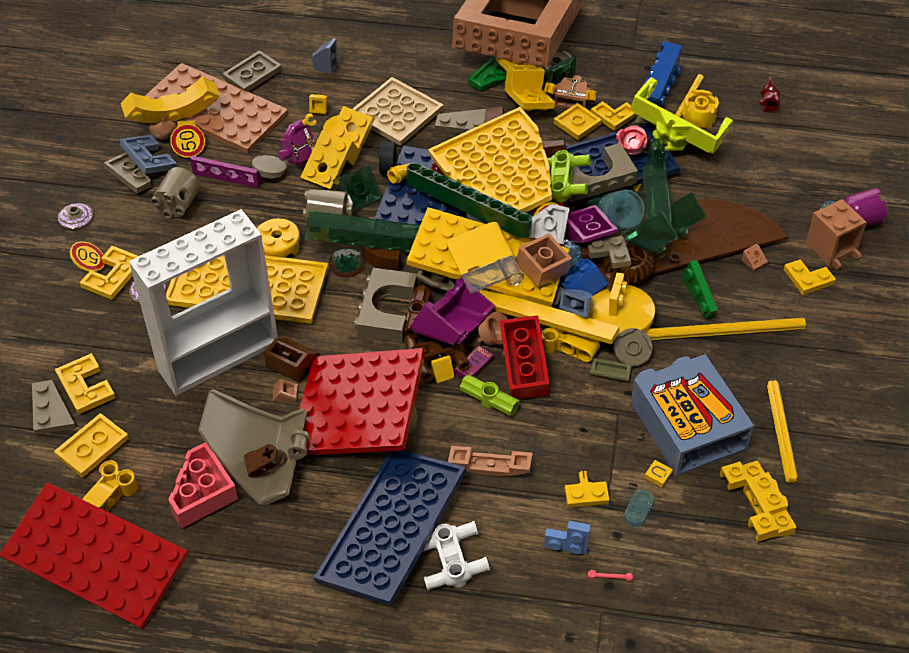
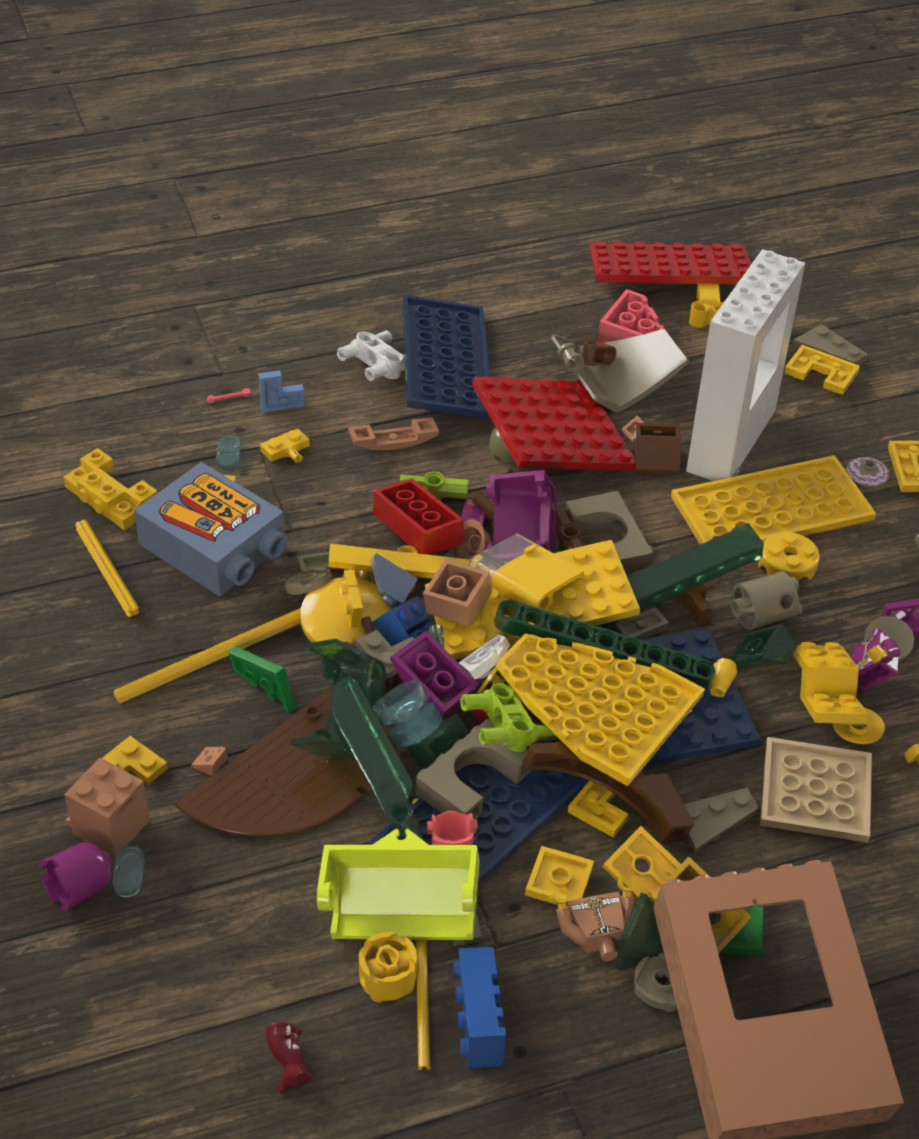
camera: 150 degrees right, 5 degrees down
(387, 156) = (757, 693): black tyre -> none
(614, 118) = (513, 907): yellow plate -> none

